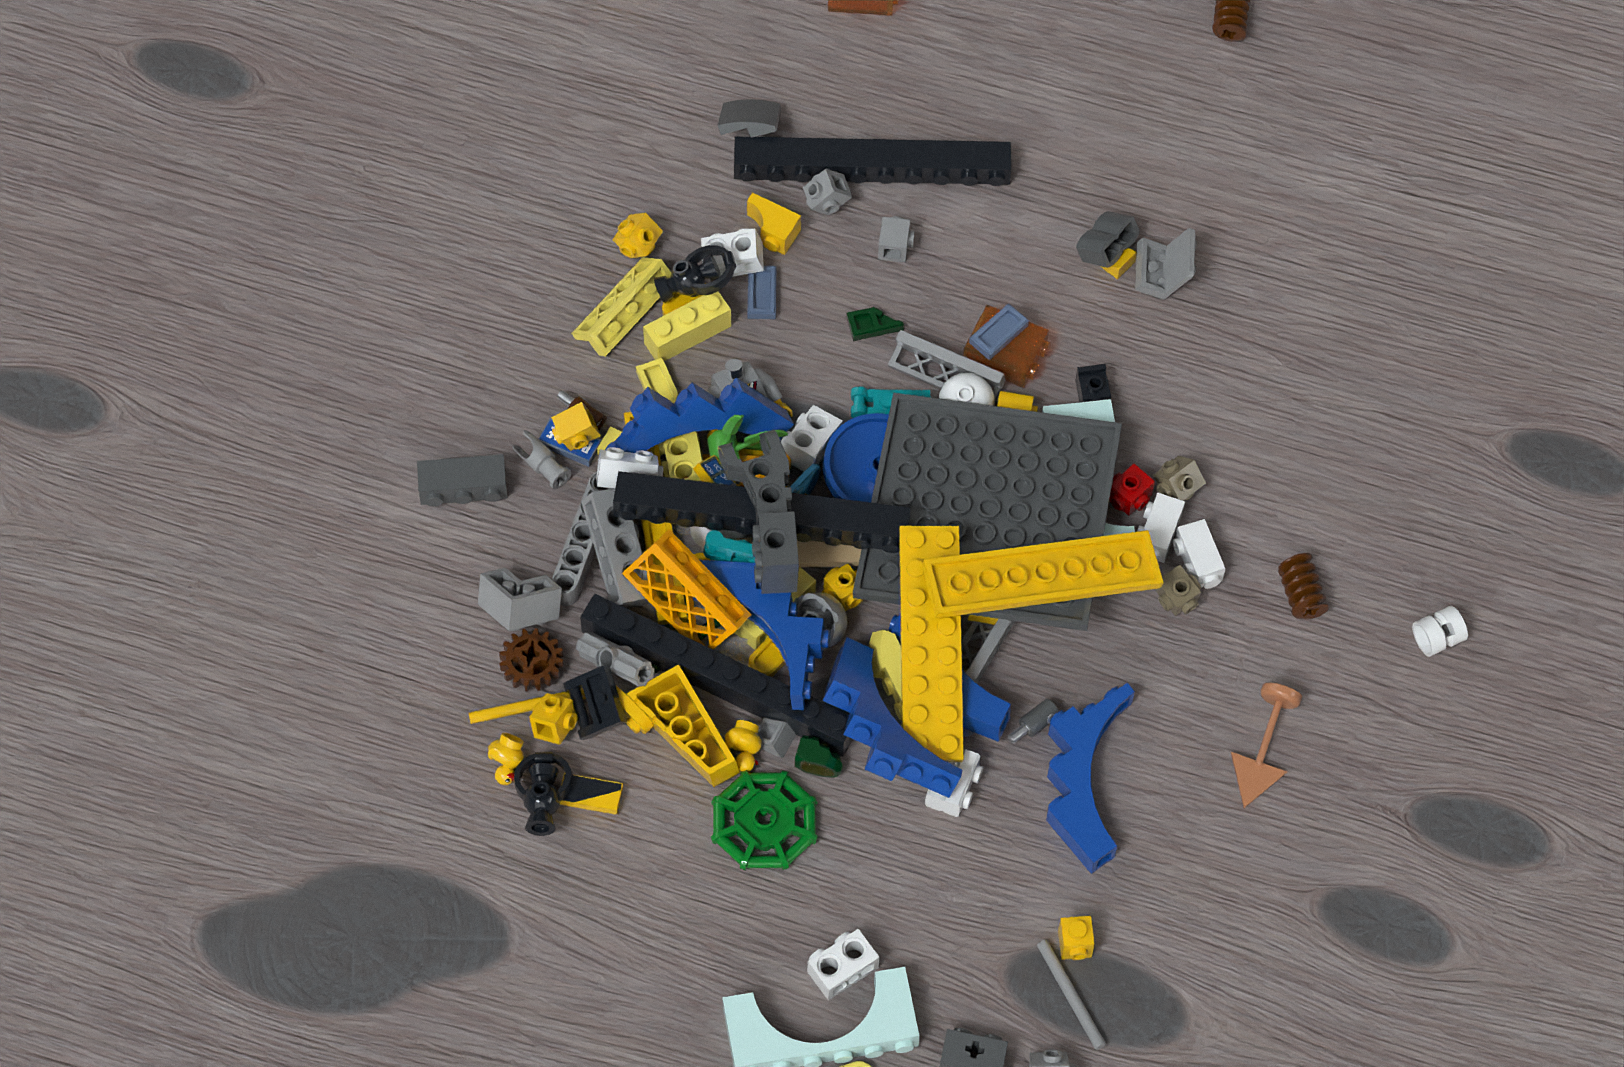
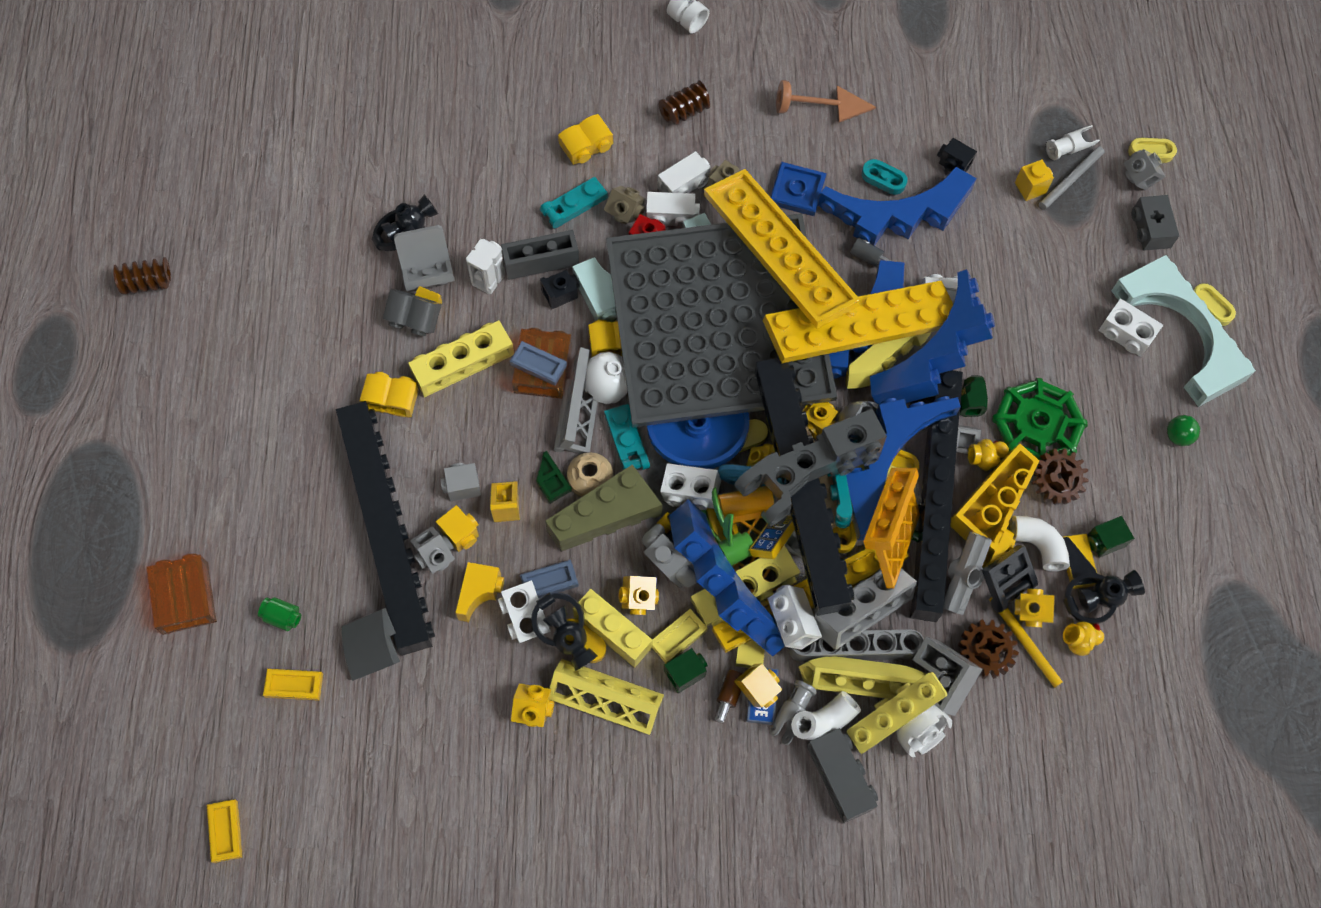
camera: 110 degrees left, 5 degrees up
(476, 557) = (924, 731): none -> white cylinder
(497, 534) = (896, 712): none -> light yellow bracket
(519, 480) = (827, 719): none -> white cylinder
(548, 530) = (858, 676): none -> light yellow brick
(603, 830) = (1110, 536): none -> dark green brick
(620, 378) = (686, 670): none -> dark green brick
(626, 764) = (1045, 537): none -> white cylinder
(695, 964) = (1183, 430): none -> green piece
(698, 809) = (1061, 488): none -> reddish brown gear
(711, 355) = (638, 594): none -> brick
(739, 57) = (293, 684): none -> yellow tile
(812, 56) = (279, 613): none -> green brick
(817, 363) = (609, 507): none -> olive wedge
(842, 220) = (459, 528): none -> yellow brick
(860, 271) = (504, 501): none -> yellow slope
(862, 370) = (584, 484): none -> tan piece
(1017, 199) = (389, 394): none -> yellow brick
(1035, 235) = (455, 369): none -> light yellow brick
(1118, 1008) = (1068, 144): none -> white piece
(1135, 775) = (884, 176): none -> teal plate
(1136, 863) = (956, 155): none -> black brick
(1137, 317) = (486, 265): none -> white brick
(1138, 375) = (540, 254): none -> dark grey brick
(1153, 676) = (798, 188): none -> blue tile
(1204, 438) = (574, 202): none -> teal plate
(1223, 258) = (406, 218): none -> black piece
(1283, 468) = (585, 139): none -> yellow brick

